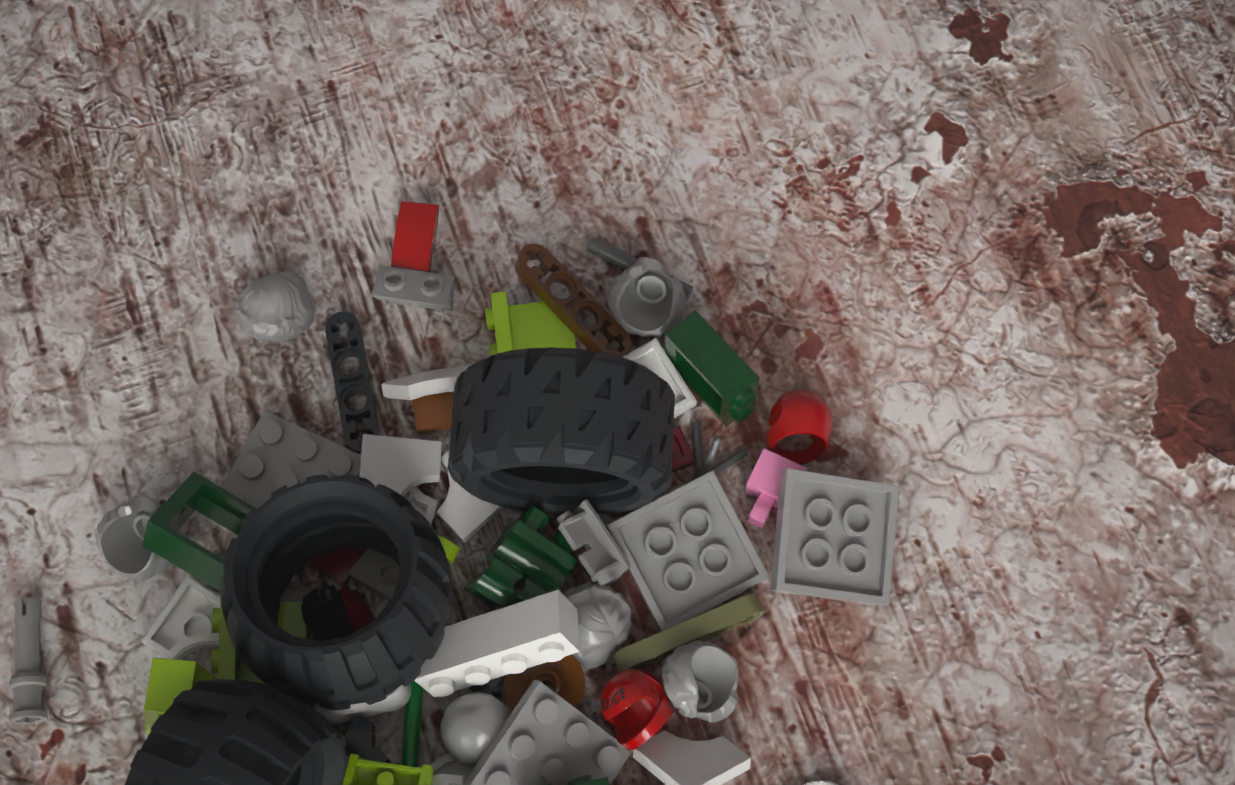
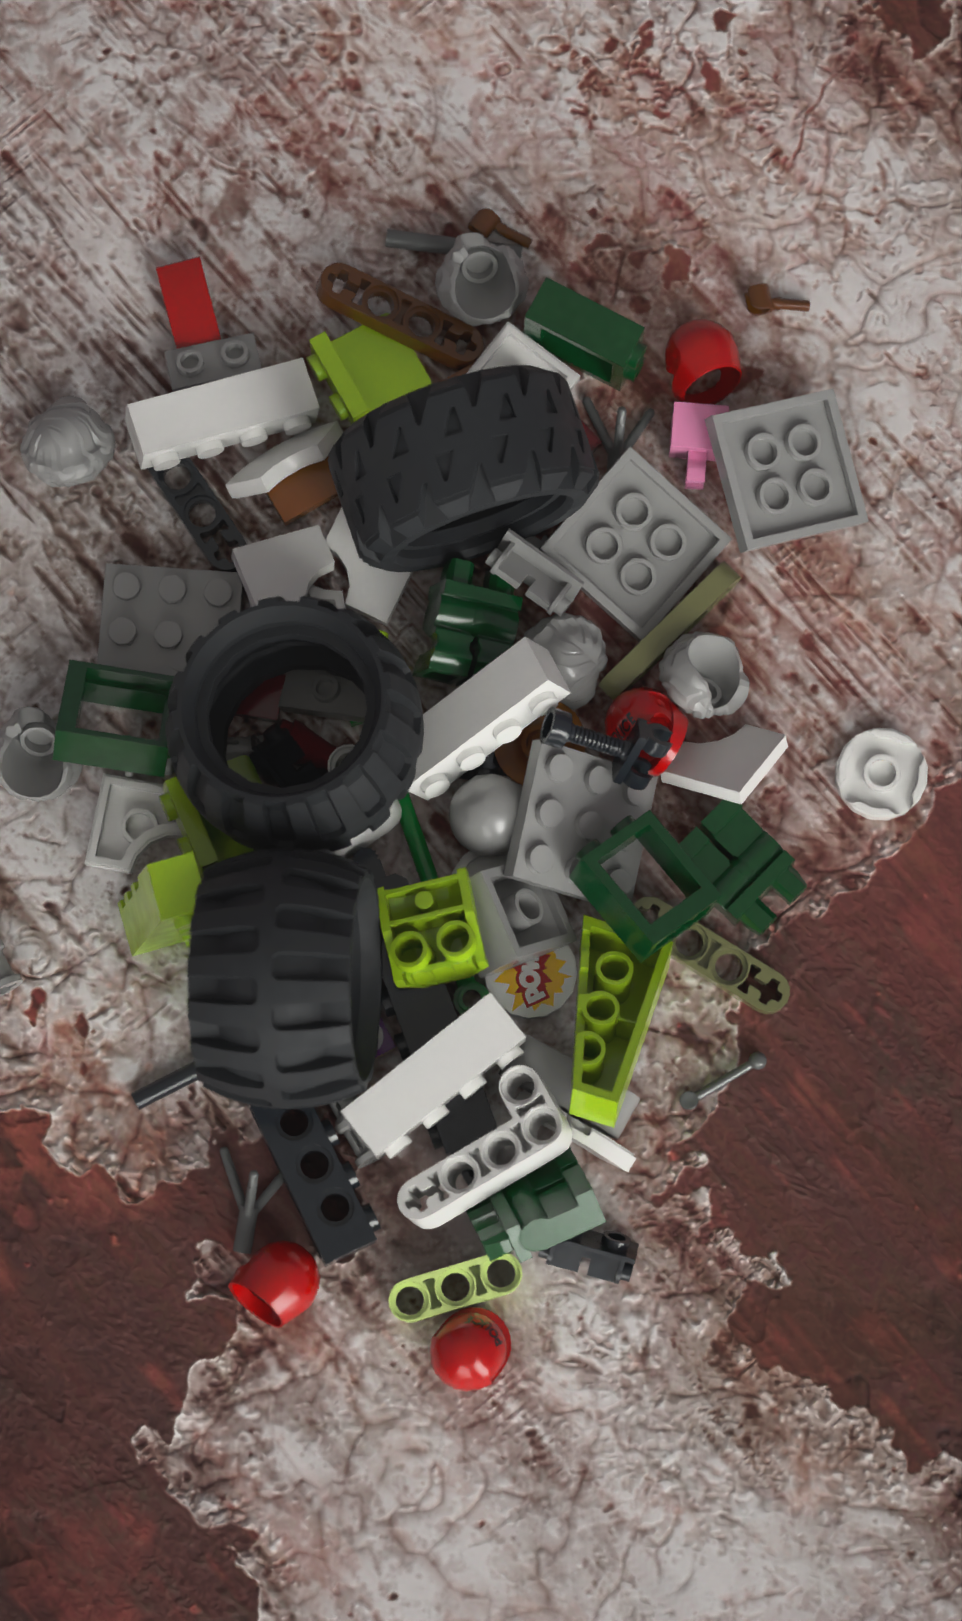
camera: 25 degrees left, 10 degrees up
(401, 328) = (222, 414): none -> white brick
(604, 733) = (627, 765): none -> black bar
(671, 259) = (487, 222): none -> reddish brown hand
(866, 398) = (760, 302): none -> reddish brown hand

